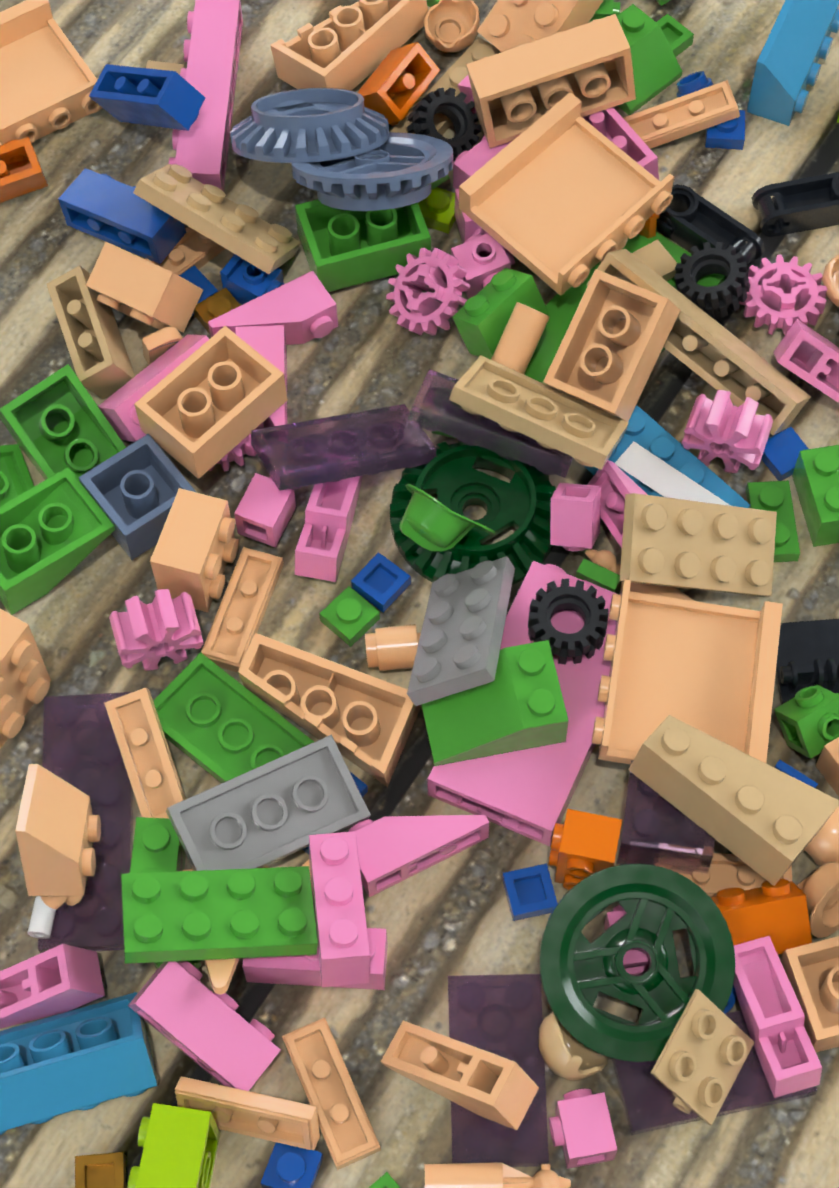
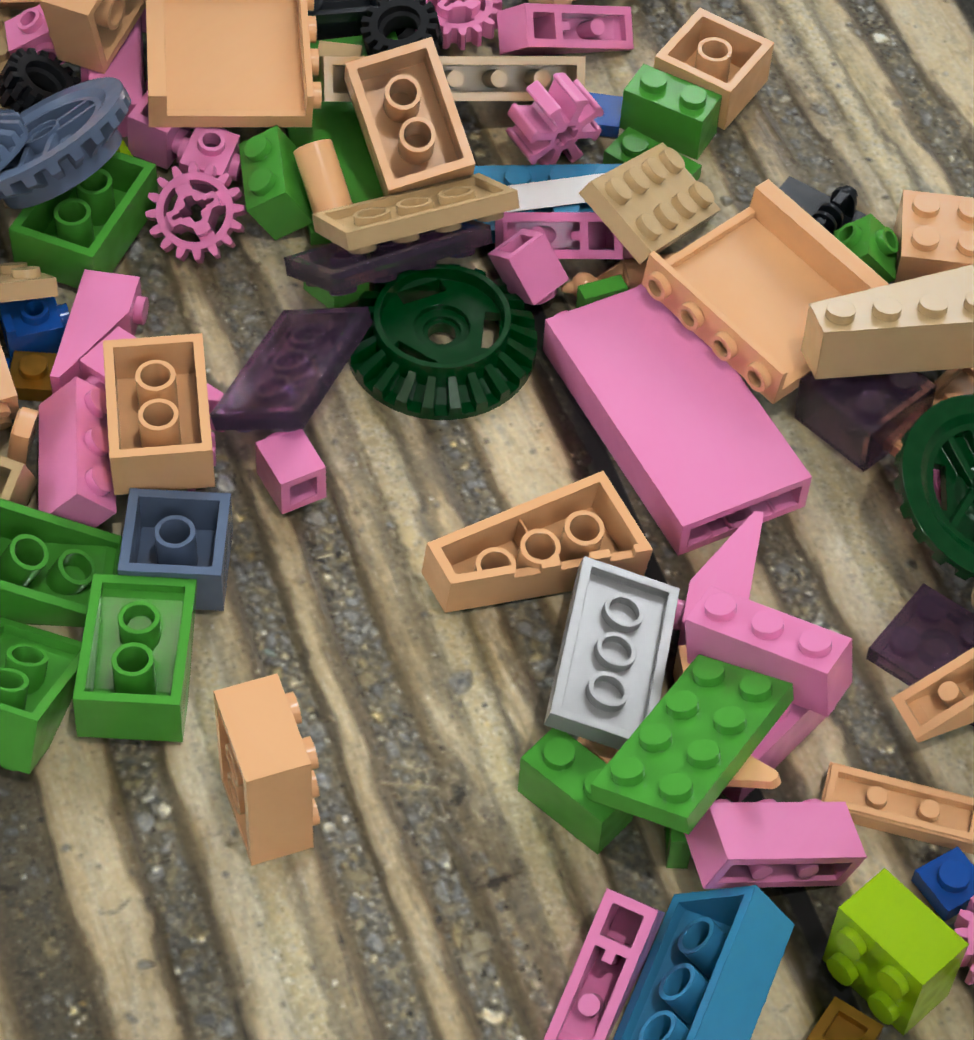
camera: 55 degrees left, 10 degrees down
(44, 914) = (535, 888): white arm -> none
(55, 835) = (492, 825): light nougat slope -> none
(85, 753) = (466, 823): clear purple plate -> none
(145, 753) = (456, 720): light nougat plate -> none
(156, 630) = (335, 624): bright pink gear -> none
(195, 548) = (284, 541): light nougat brick -> none
(223, 722) = (477, 648): bright green plate -> none
(242, 608) = (364, 563): light nougat tile -> none
(252, 1112) = (902, 851): light nougat tile -> none
(327, 528) = (353, 448): bright pink slope -> none
(349, 616) = (452, 490): bright green plate -> none
(381, 582) = (445, 443): blue plate -> none
(392, 647) = (522, 474): light nougat brick -> none
(434, 524) = (450, 341): bright green piece -> none
(462, 631) = (574, 401): light grey plate -> none
(503, 716) = (667, 425): bright green slope -> none
(529, 892) = (842, 540): blue plate -> none
(574, 599) = (640, 309): black tyre -> none
(583, 846) = (852, 466): orange brick -> none

